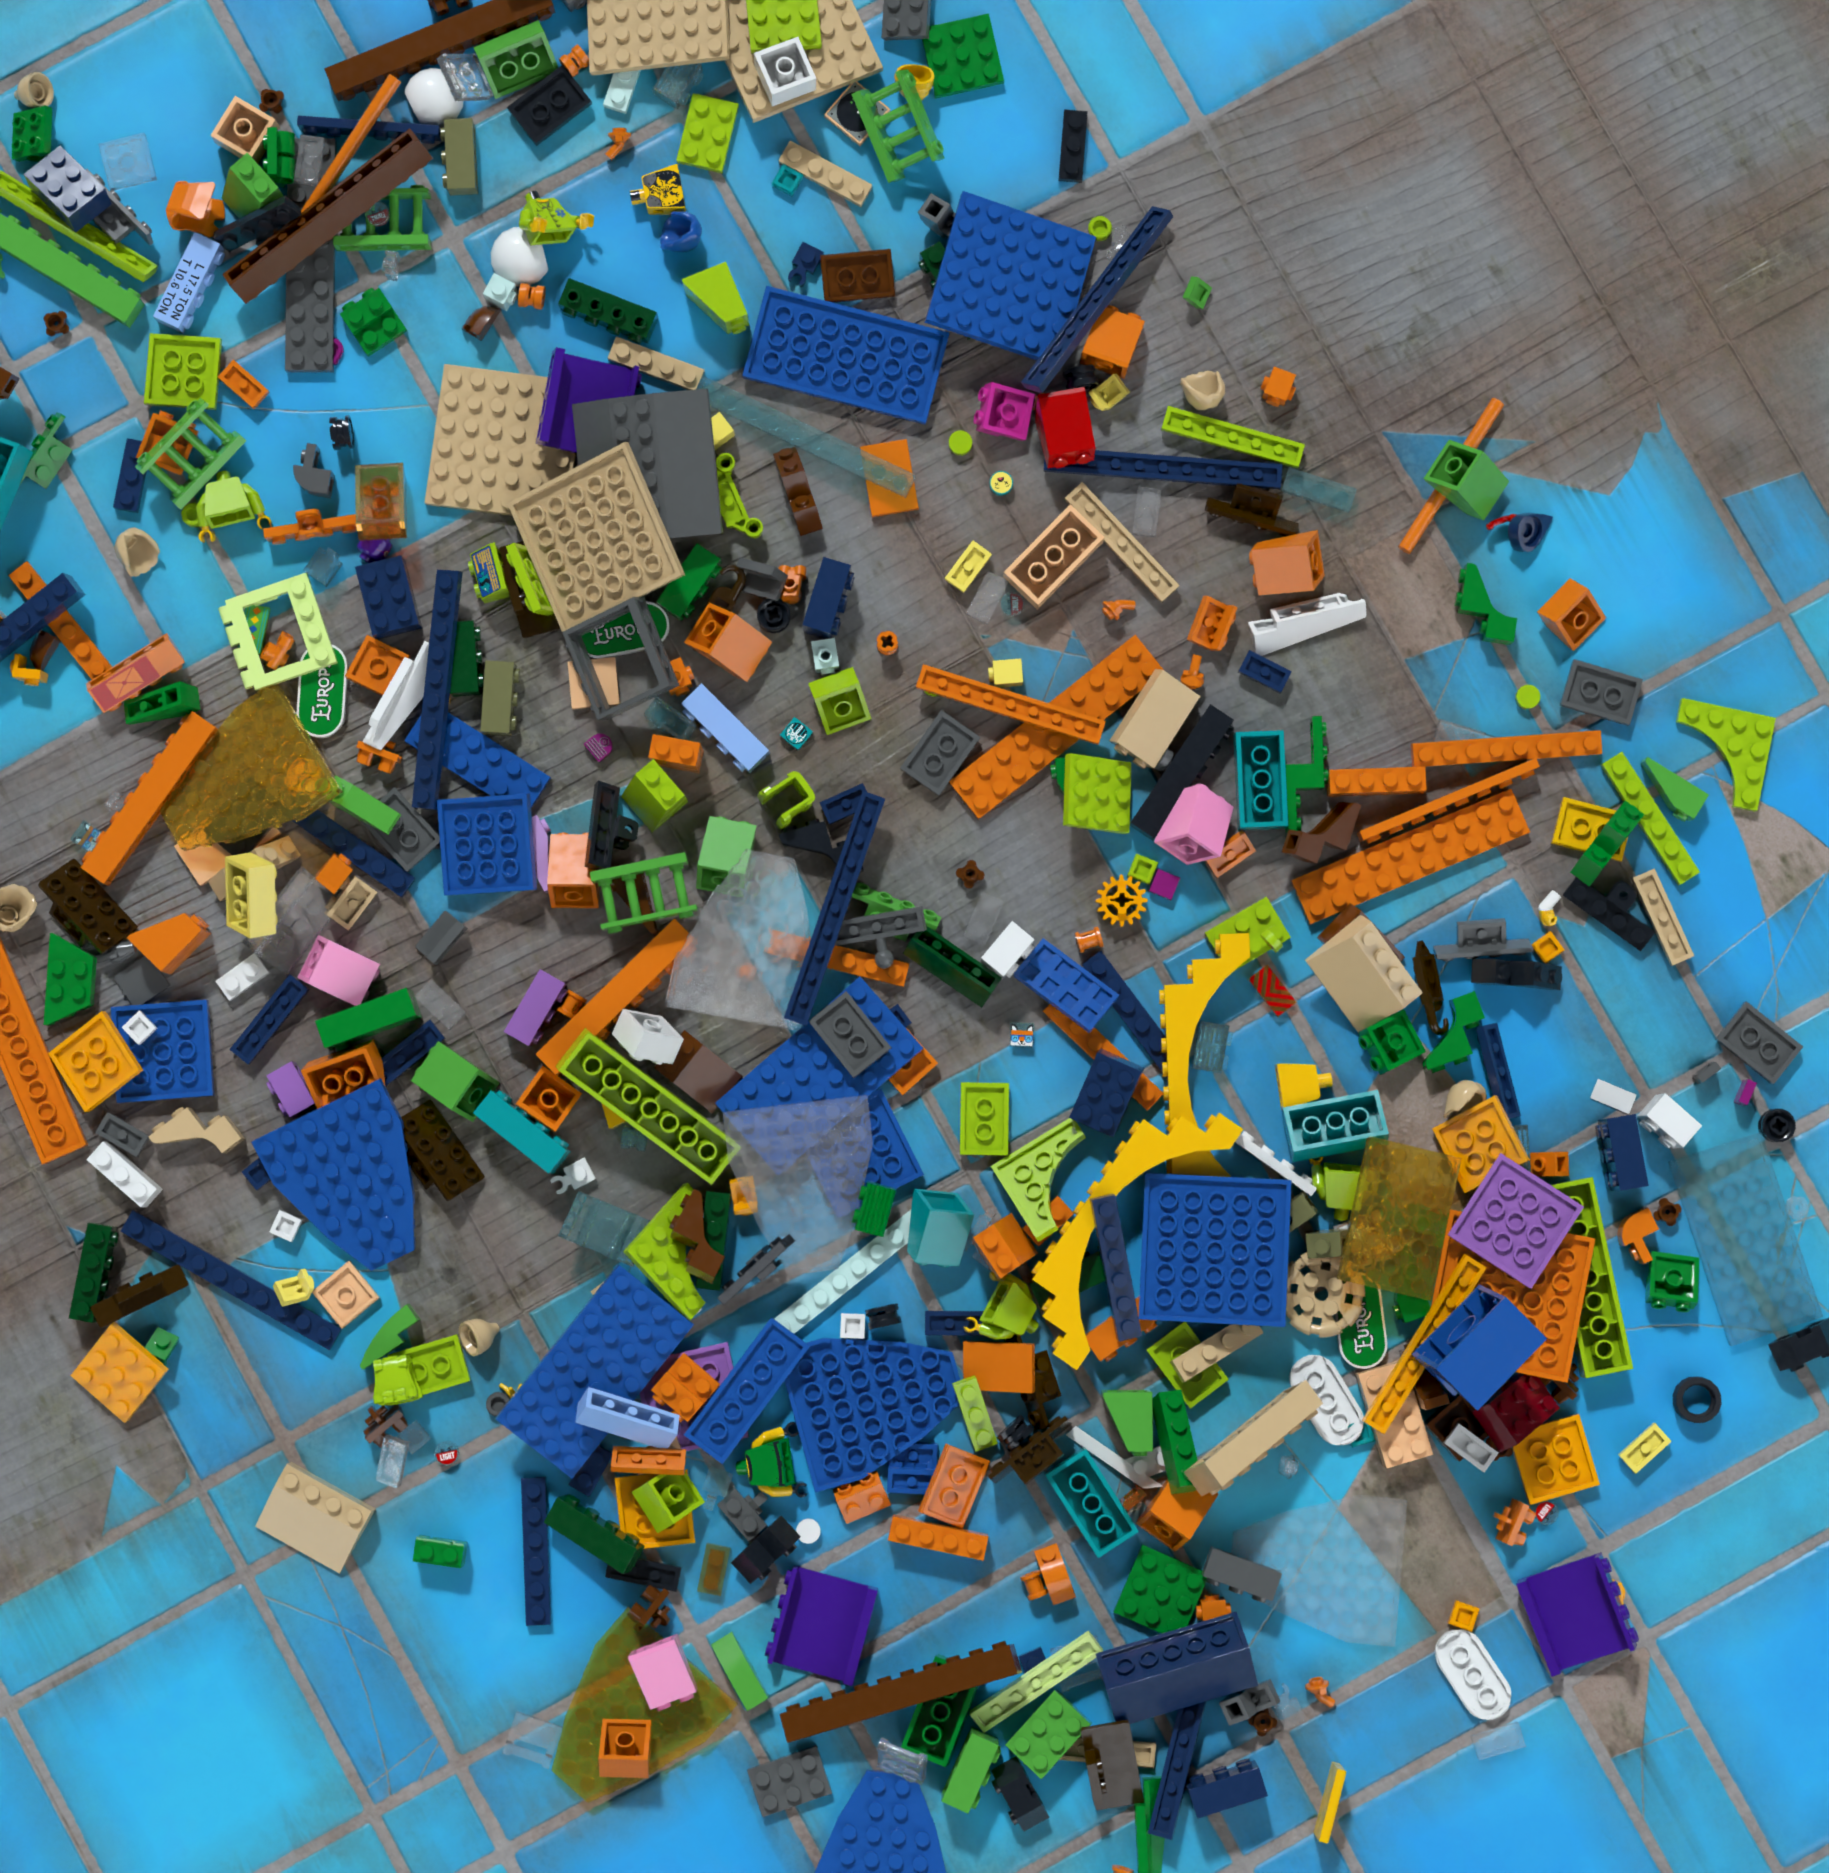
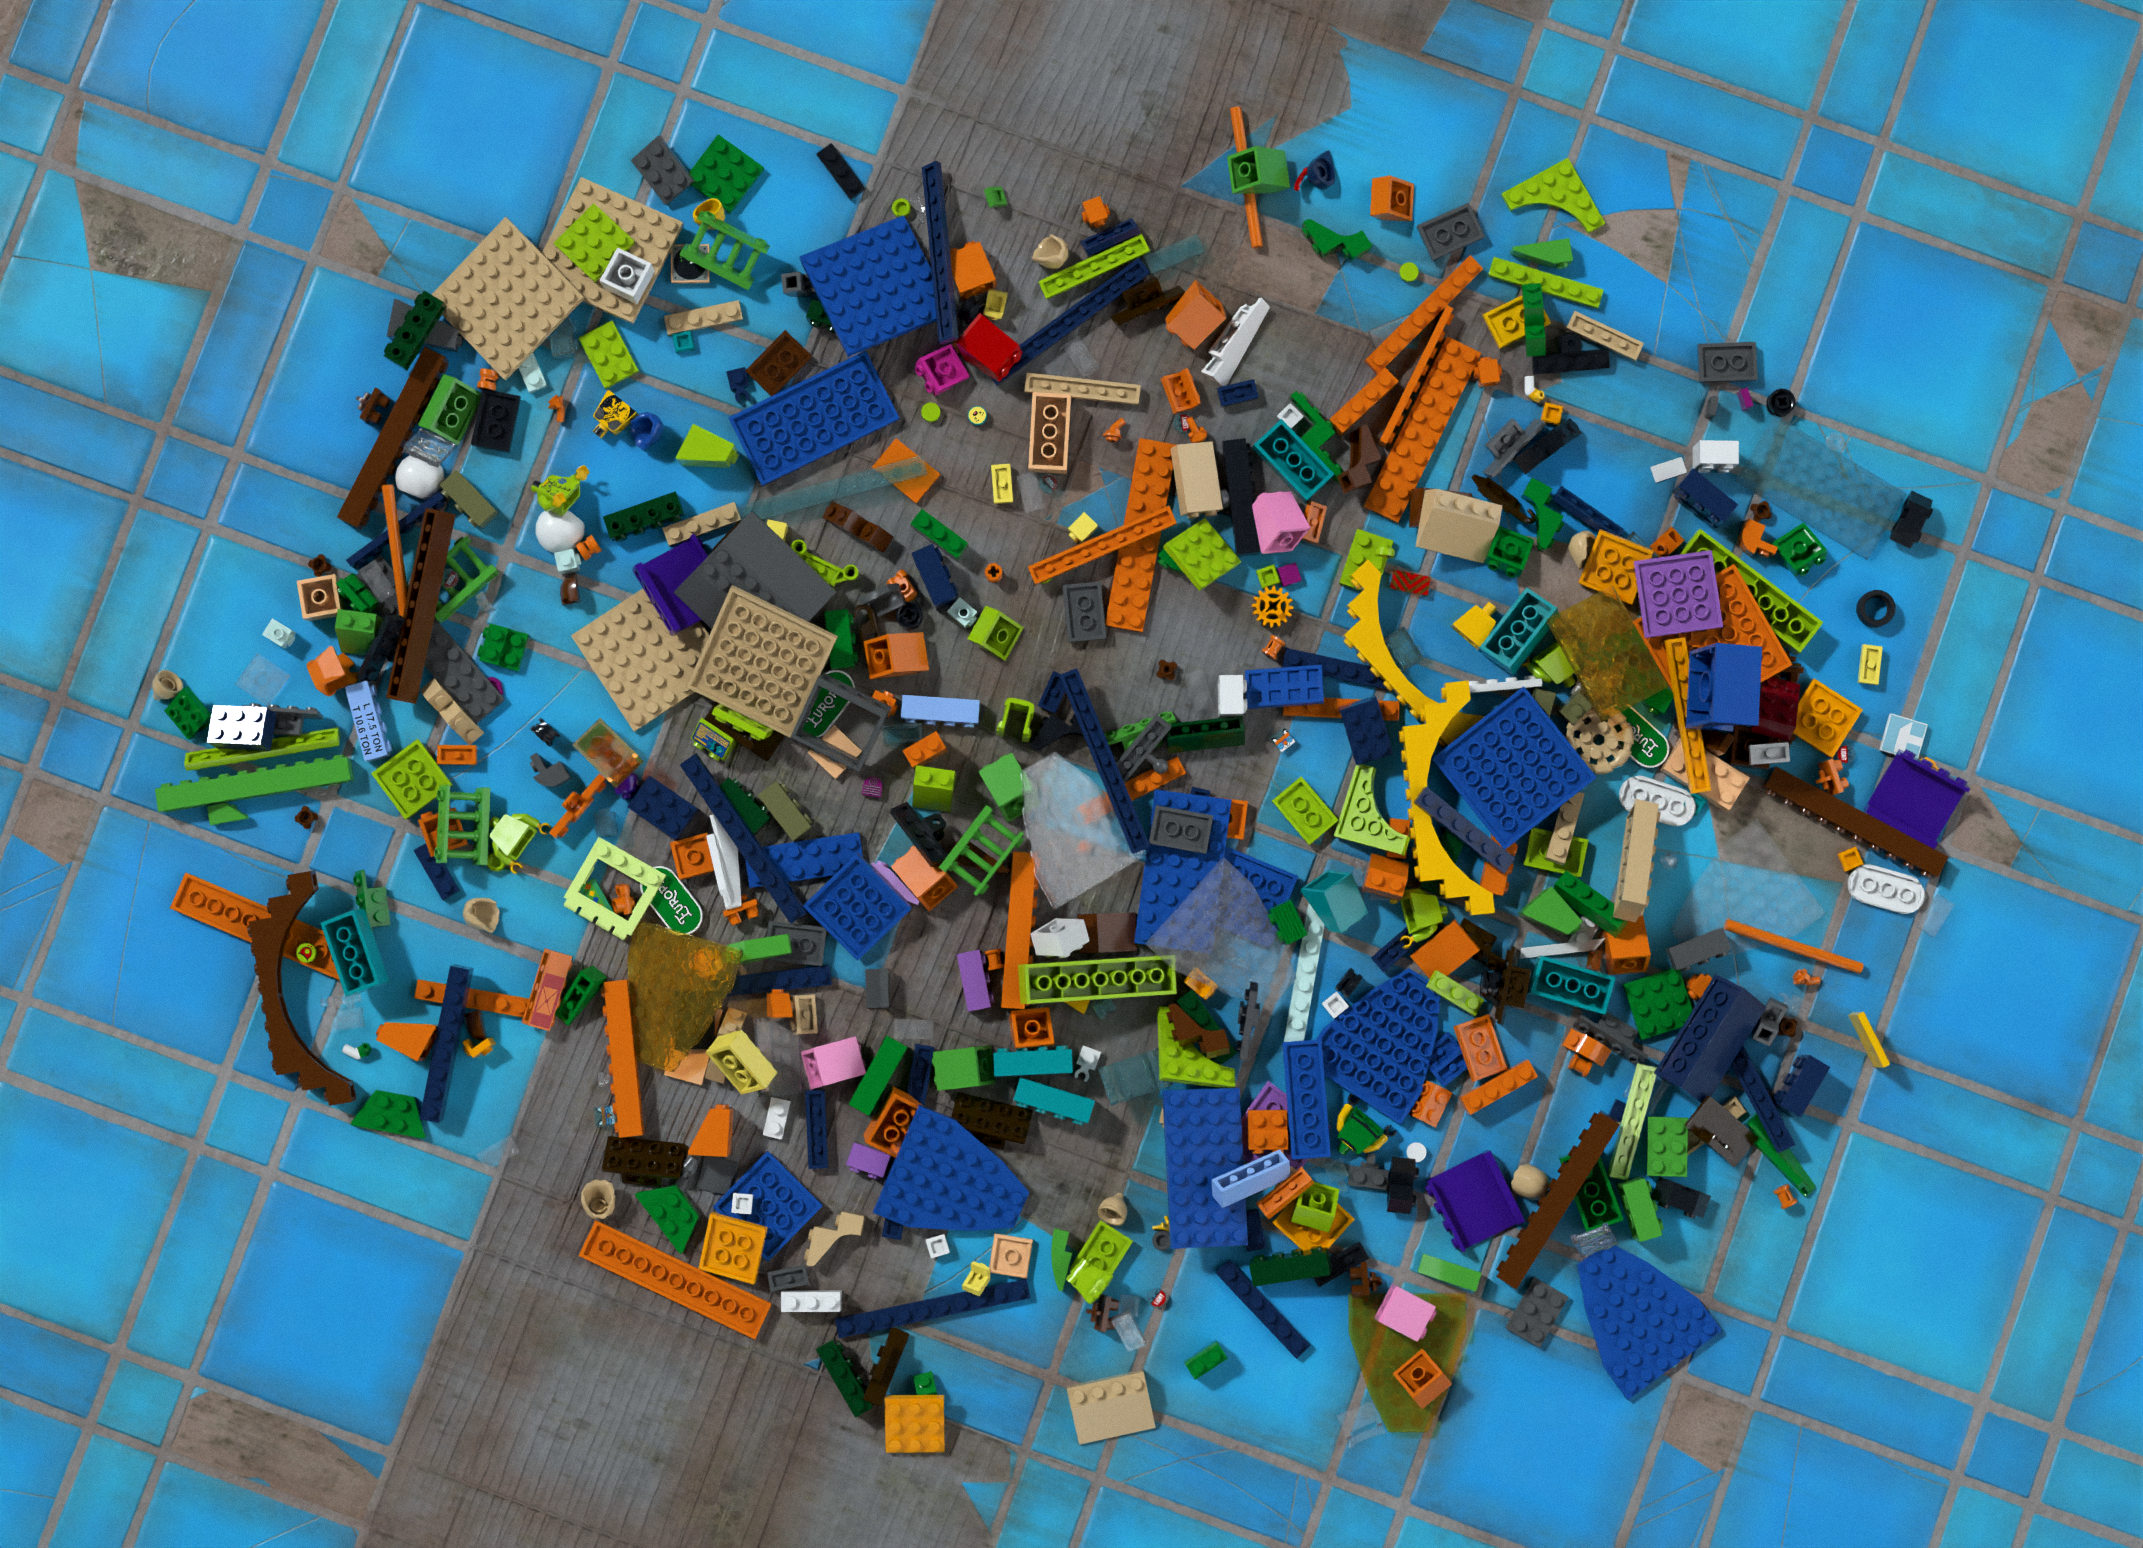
camera: 45 degrees left, 0 degrees up
(179, 132) = (279, 634): none -> light aqua brick
(271, 340) = (451, 711): none -> tan arch
(510, 1184) = (1055, 1100): none -> teal brick
(713, 1569) = (1379, 1225): clear orange plate -> none
(796, 733) = (986, 675): teal tile -> none
(867, 564) = (939, 534): none -> green brick
(890, 1653) = (1530, 1182): none -> tan hair
(1091, 1584) = (1614, 1035): none -> dark grey bracket
(1185, 654) = (1180, 423): none -> tile
(1272, 422) = (1109, 237): none -> dark blue plate
(1295, 736) = (1290, 415): none -> white plate
(1335, 1650) = (1793, 946): none -> orange piece
(1498, 1585) = (1854, 822): none -> reddish brown brick
(1520, 855) = (1487, 372): none -> orange brick
(1617, 1542) = (1902, 734): none -> tile

